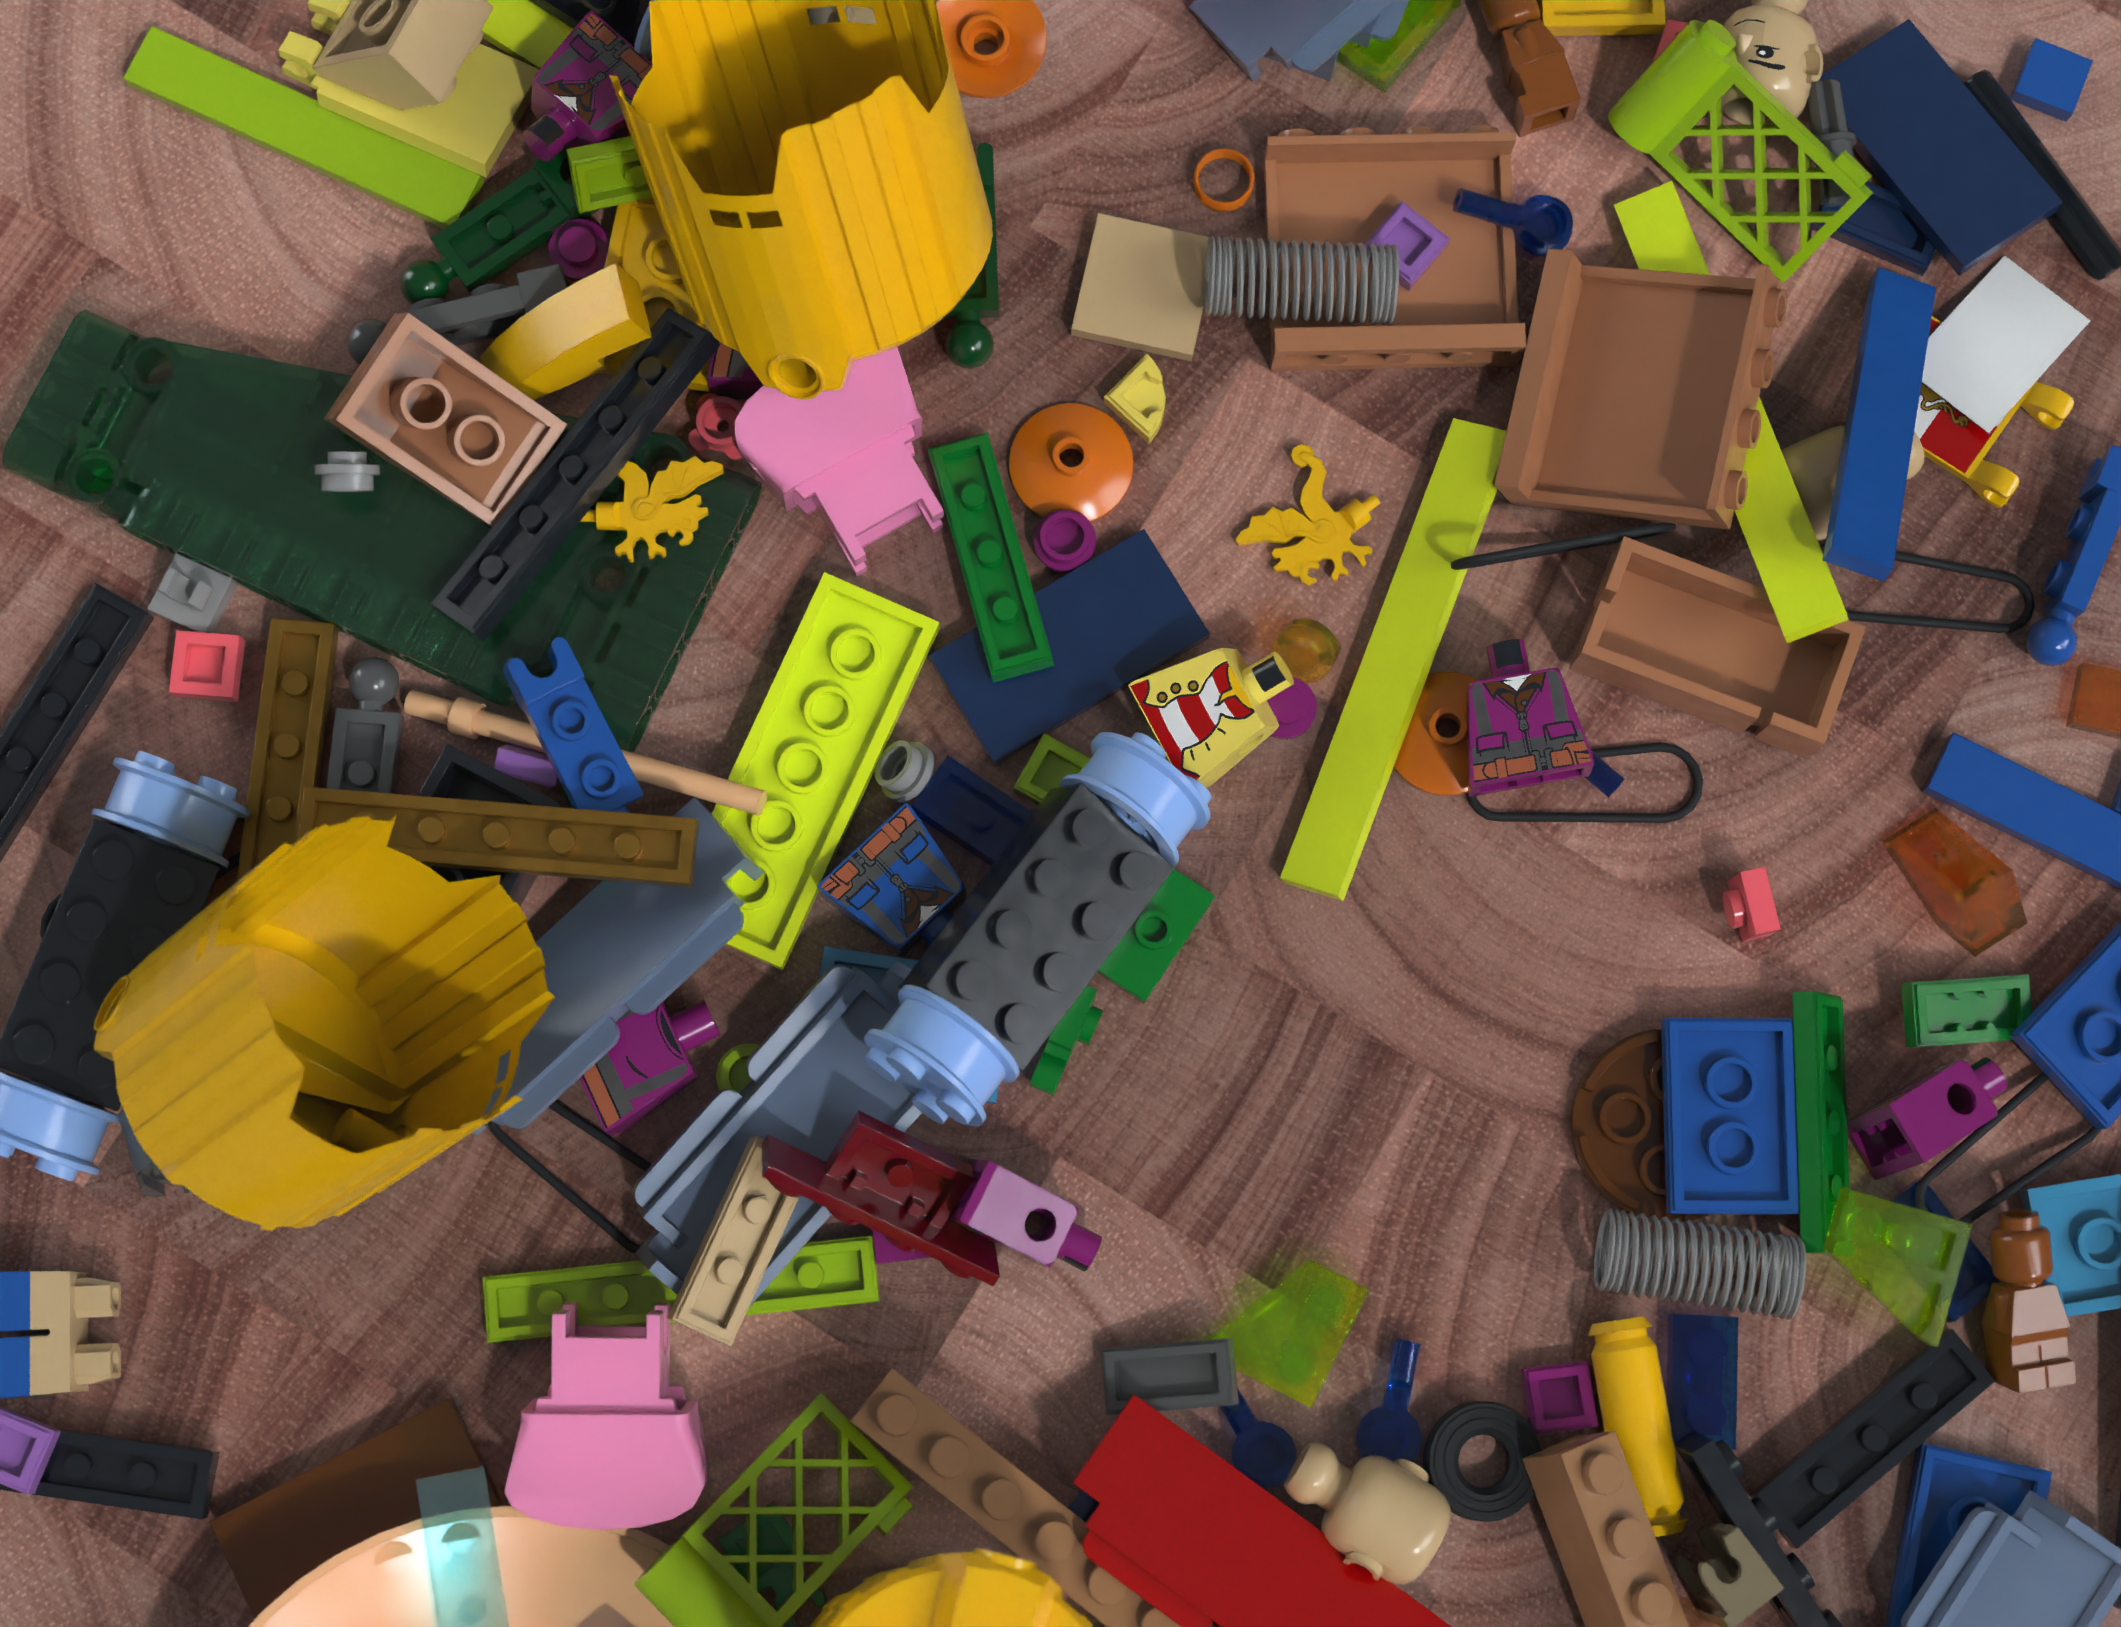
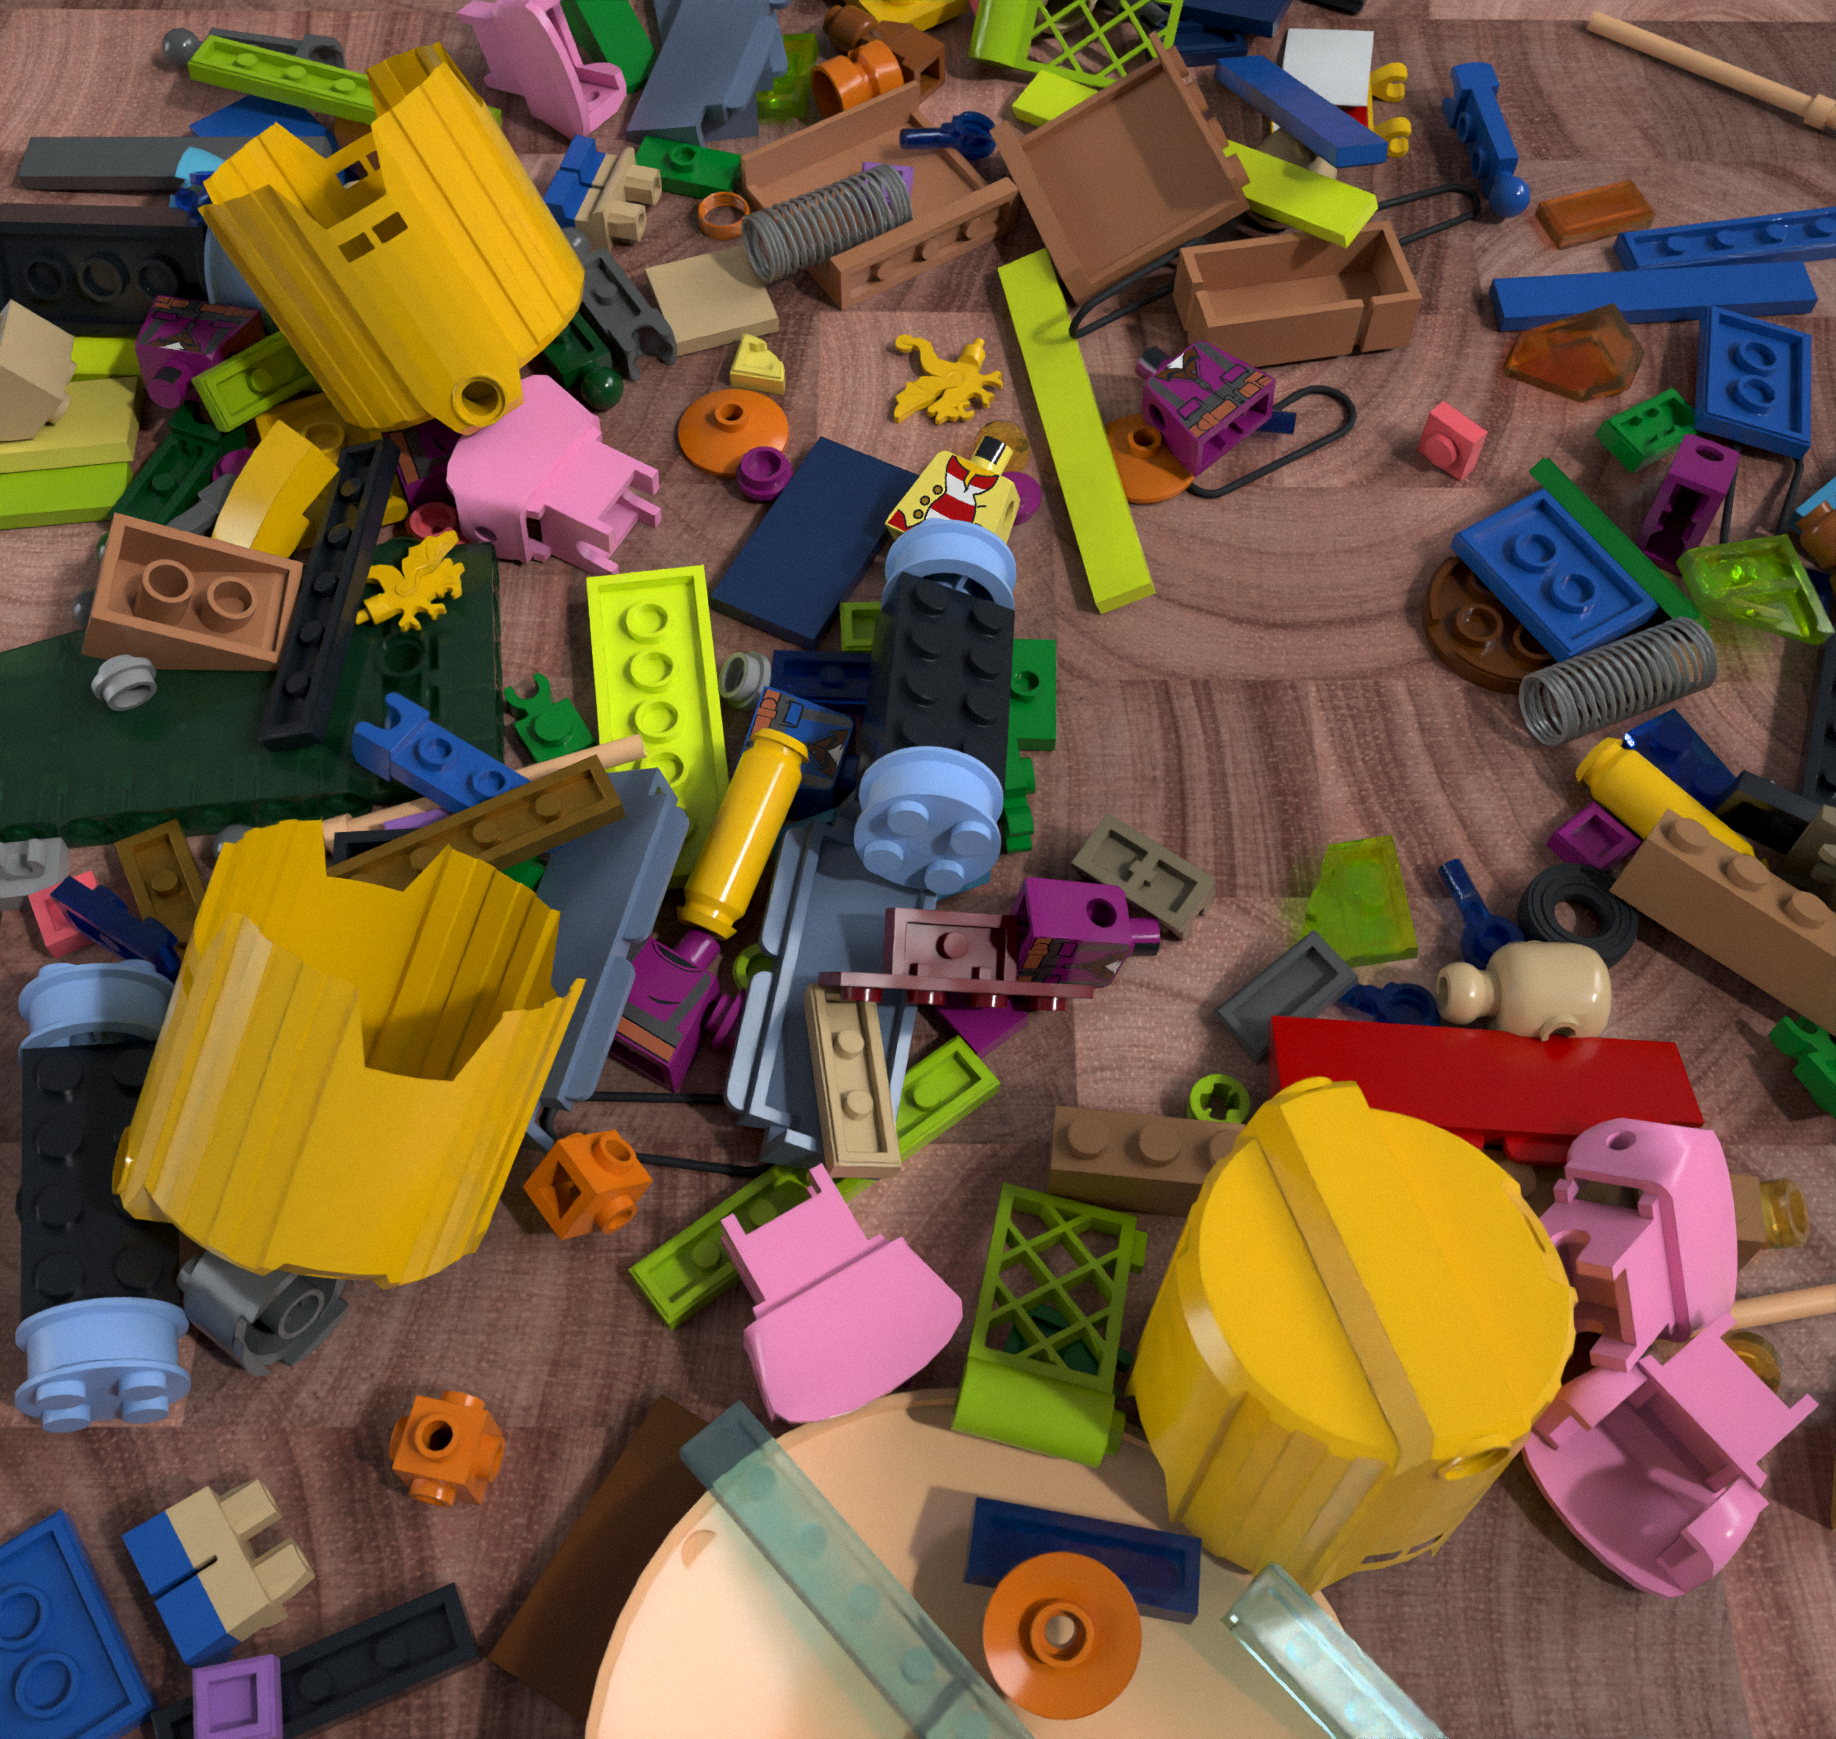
camera: 30 degrees left, 20 degrees down
(219, 703) = (106, 921): none -> clear blue plate
(283, 1351) = (462, 1467): none -> orange brick
(486, 1192) = (588, 1184): none -> orange brick
(686, 1105) = (726, 1019): none -> magenta plate
(707, 716) = (546, 727): none -> green plate
(792, 951) = (743, 833): none -> yellow axle
(990, 557) = (724, 512): green tile -> none
(1039, 231) = (620, 310): none -> dark grey plate
(1047, 1455) = (1220, 1086): none -> lime bush
(1100, 86) = (598, 193): none -> tan hips
(1121, 1193) = (1147, 873): none -> dark tan hinge
(1221, 93) = (690, 168): none -> green plate
(1461, 90) = (855, 78): none -> orange wheel

